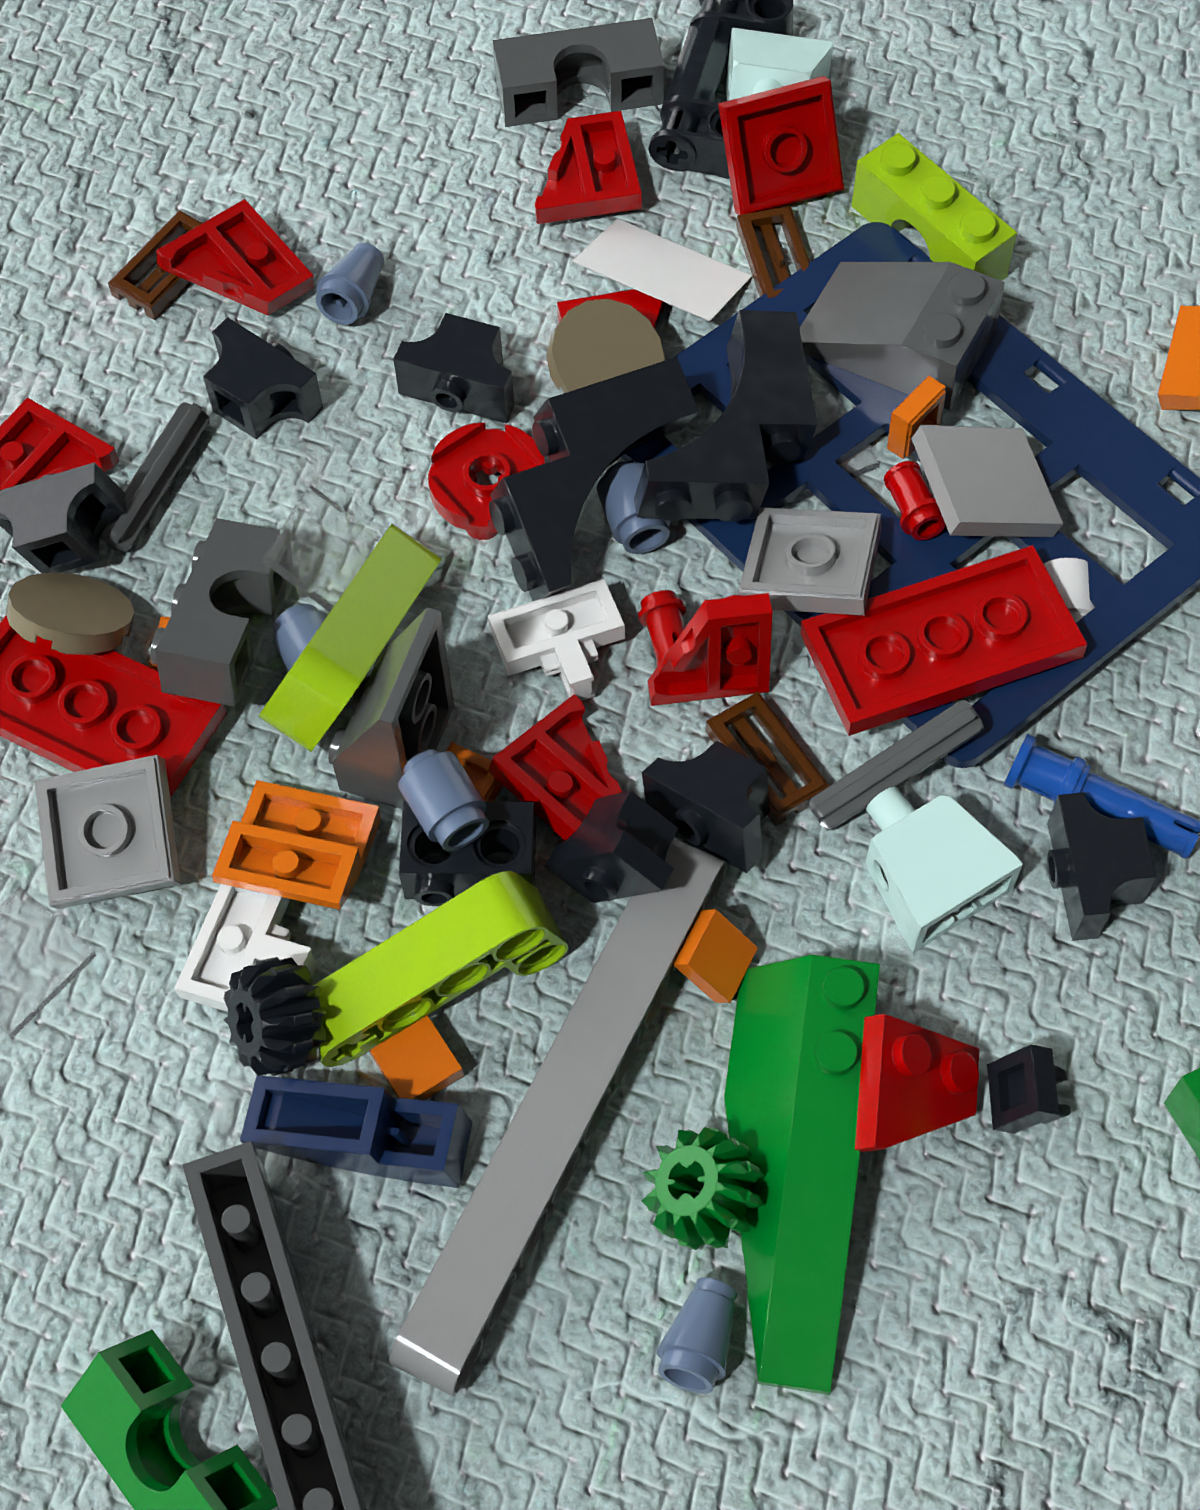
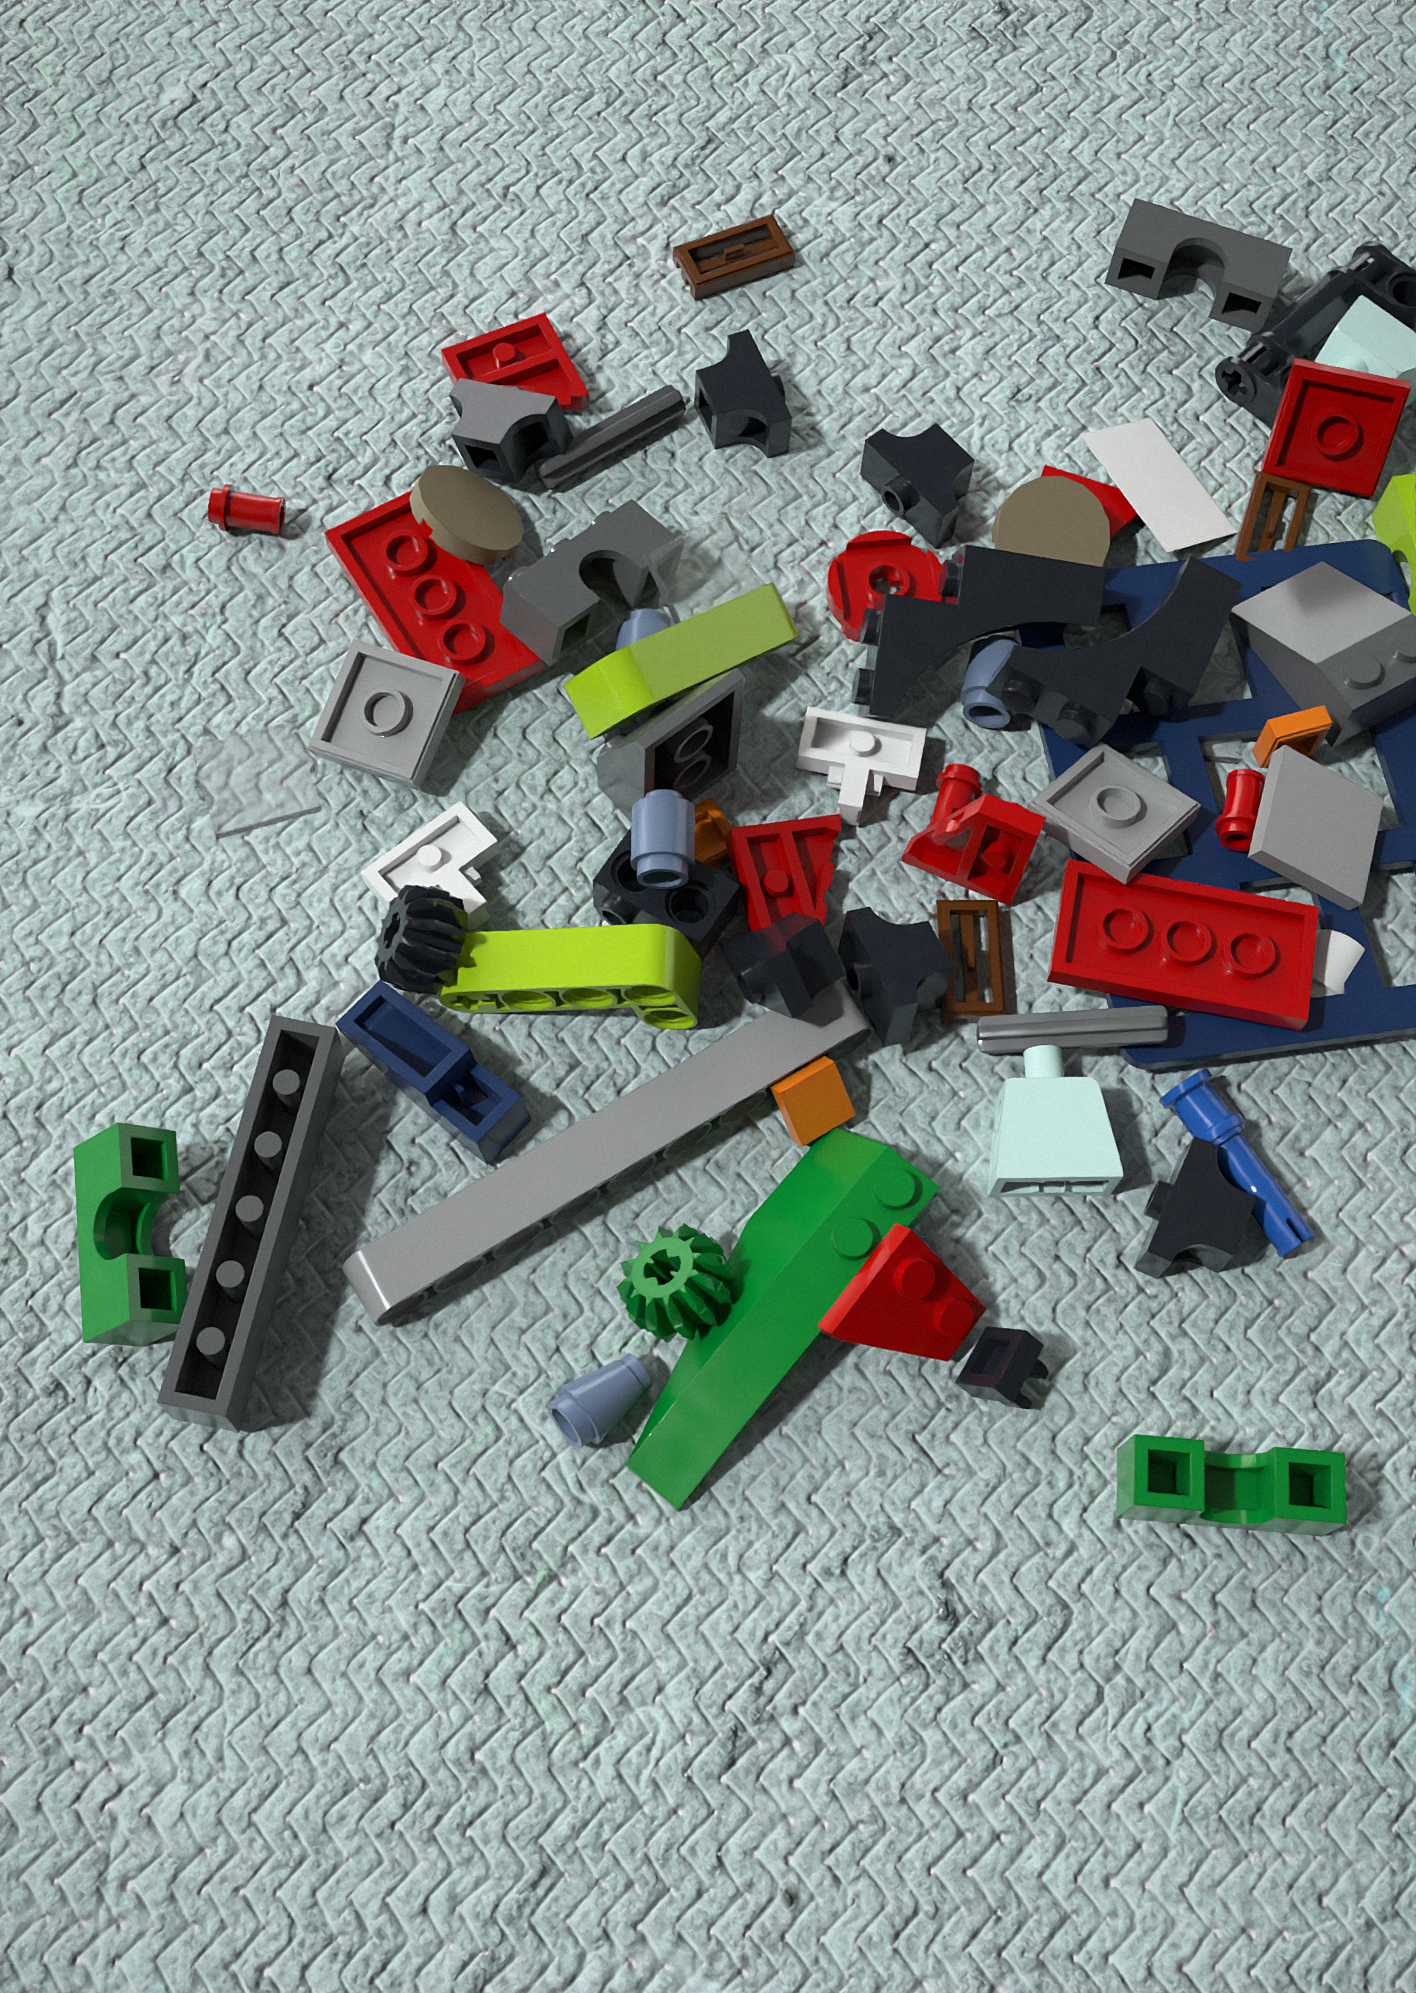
camera: 25 degrees right, 5 degrees up
(239, 259) = (793, 284): red wing -> none
(298, 845) = (530, 812): orange slope -> none
(350, 285) = (875, 355): sand blue cone -> none
(417, 1061) = (517, 1044): orange tile -> none
(590, 171) = (1150, 362): red wing -> none

